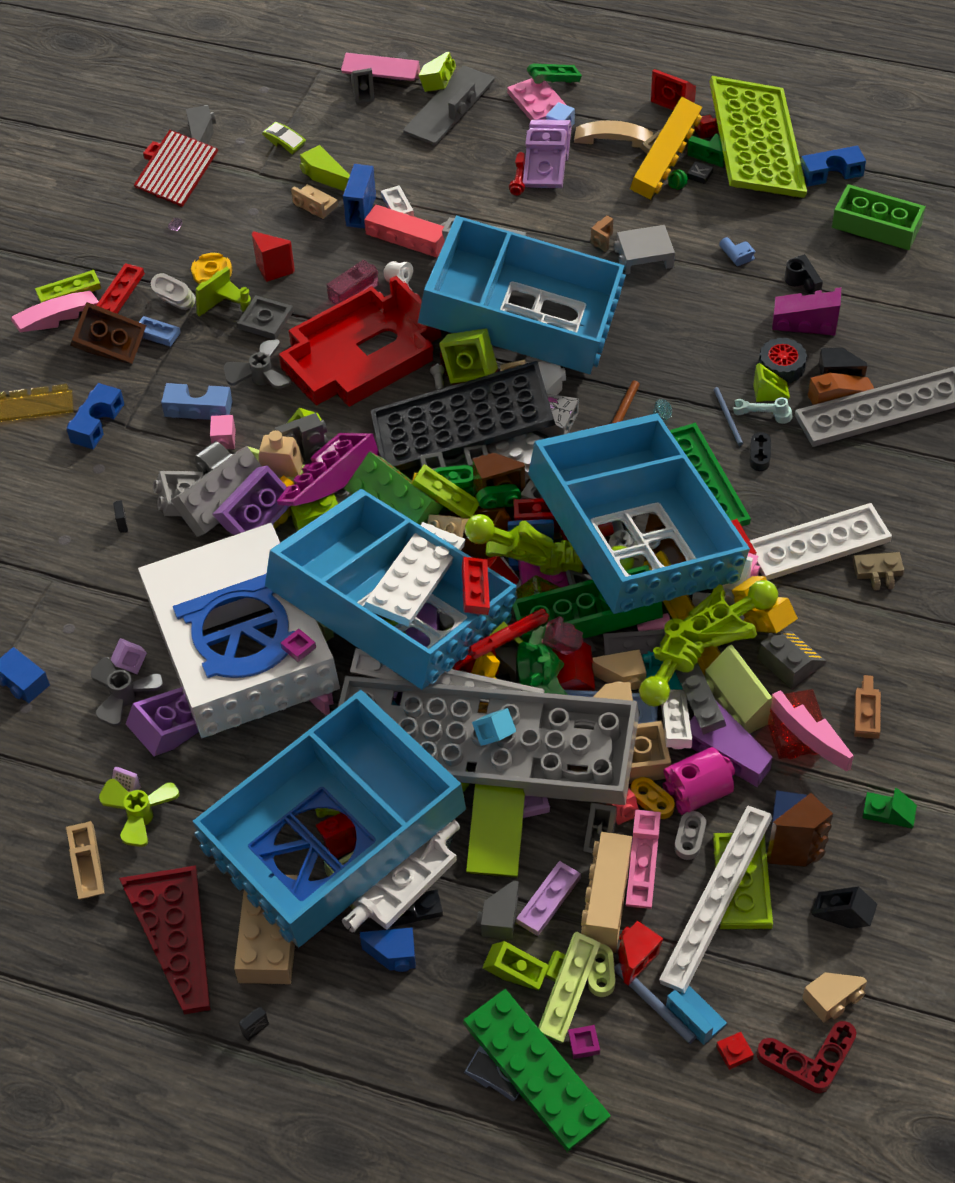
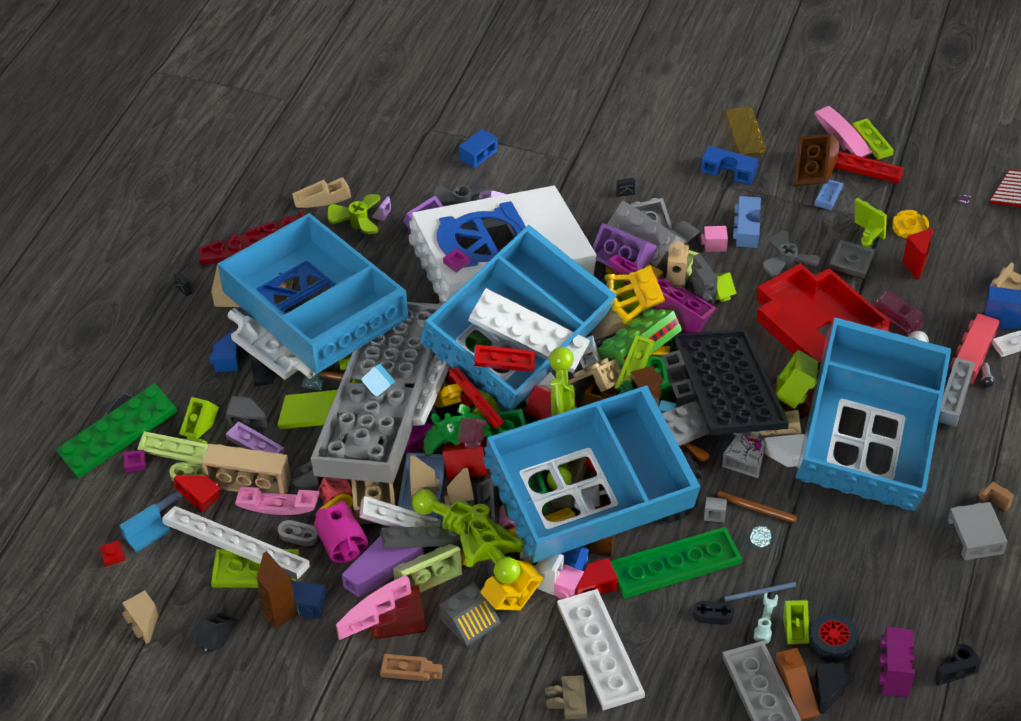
camera: 90 degrees right, 5 degrees down
(173, 291) = (871, 192): white brick -> none
(333, 475) = (645, 288): none -> yellow plate
(737, 253) = (988, 613): medium blue piece -> none
(810, 1067) = (89, 600): dark red beam -> none
(892, 810) = (306, 677): green slope -> none

